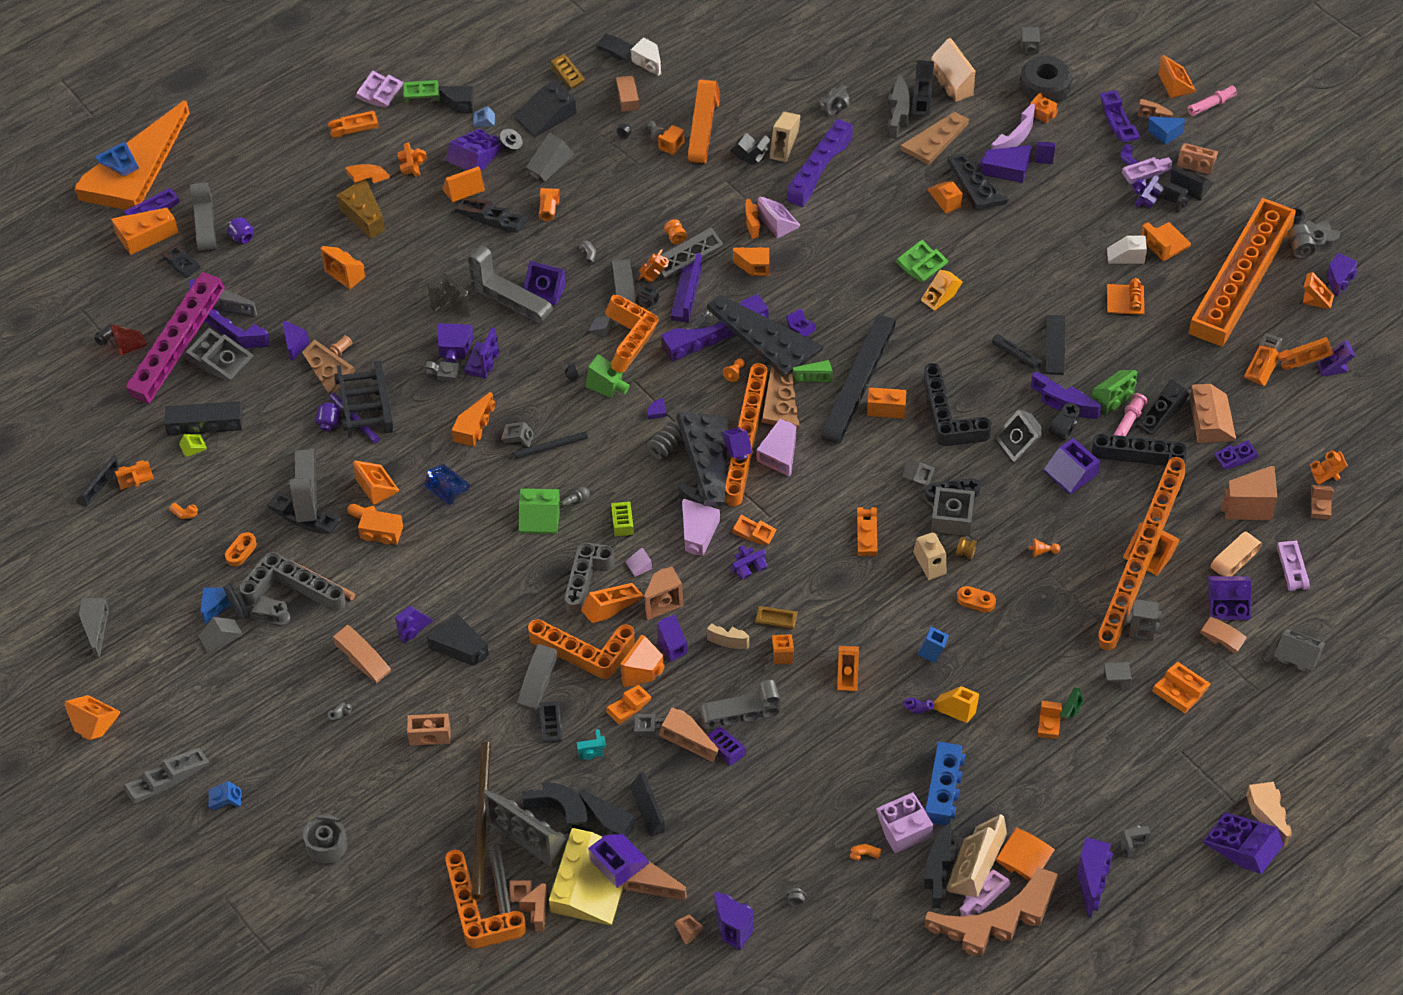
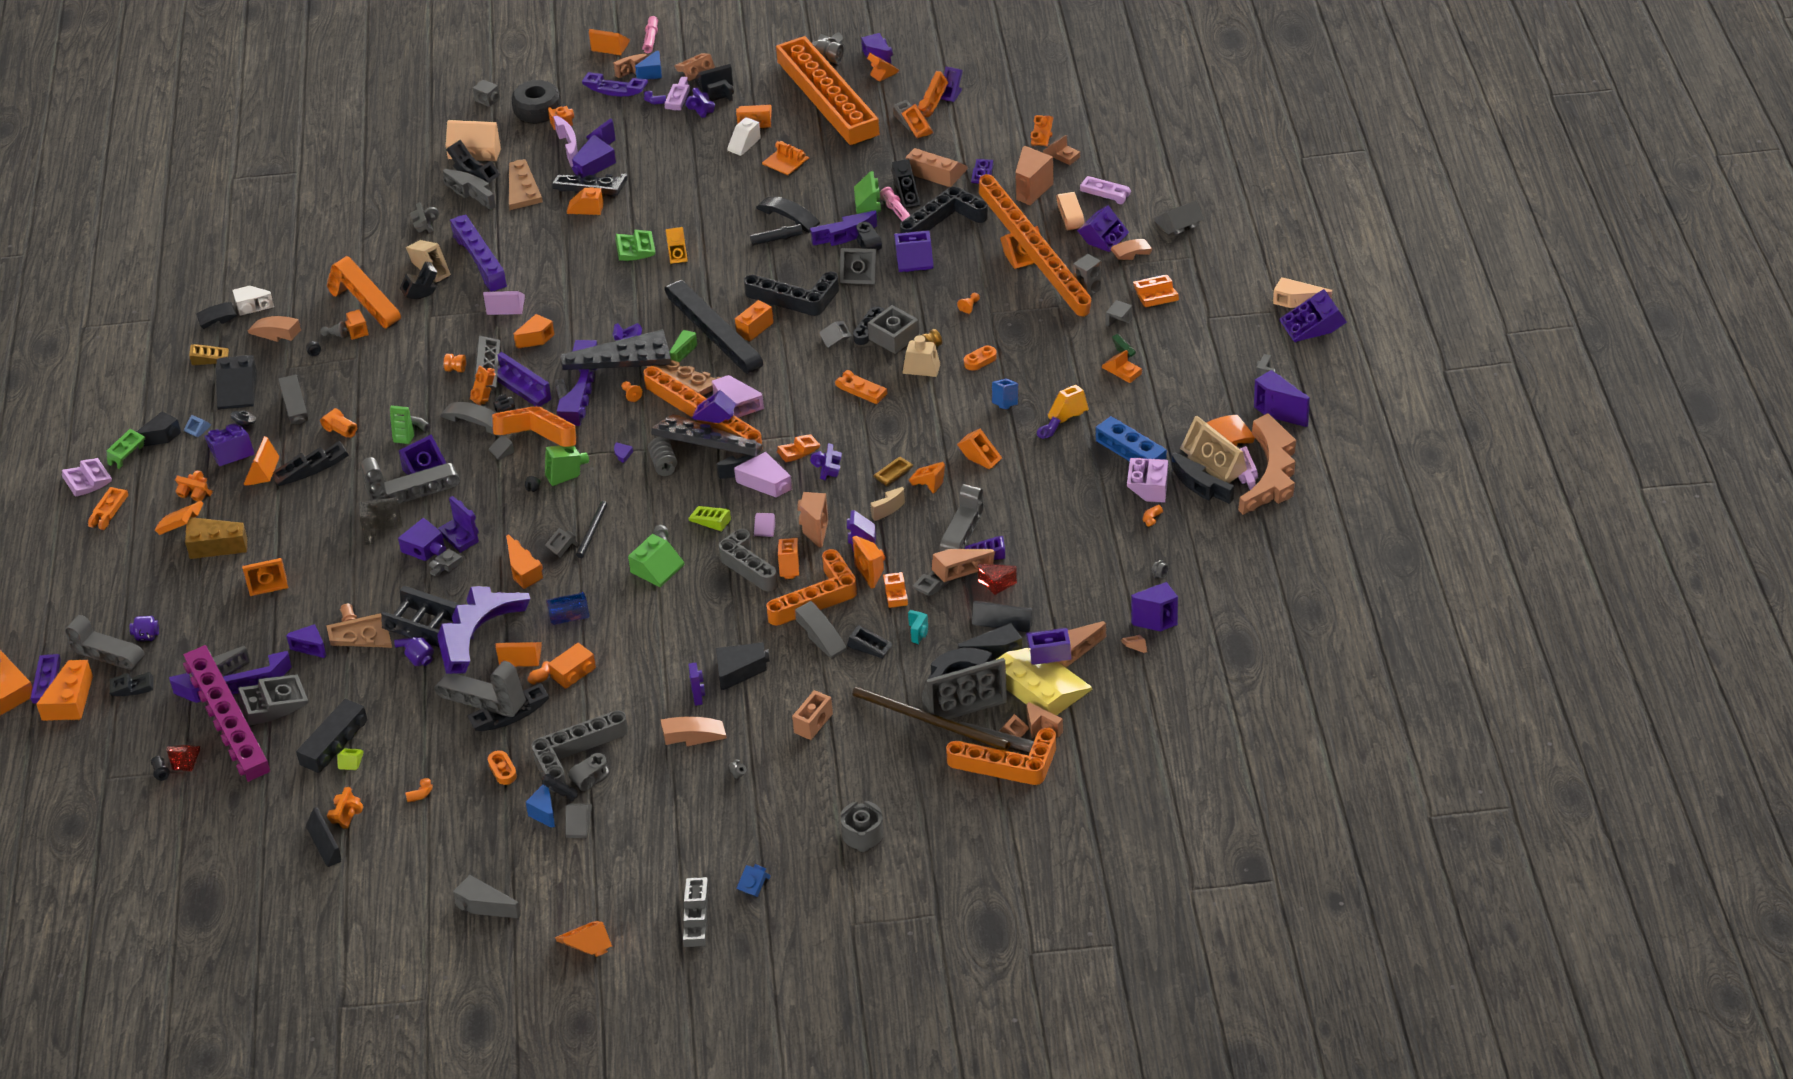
camera: 55 degrees left, 10 degrees down
(395, 427) = (481, 607): none -> arch
(569, 244) = (401, 435): none -> bright green slope
(693, 774) = (997, 577): none -> clear red slope
(751, 219) = (493, 317): orange slope -> none

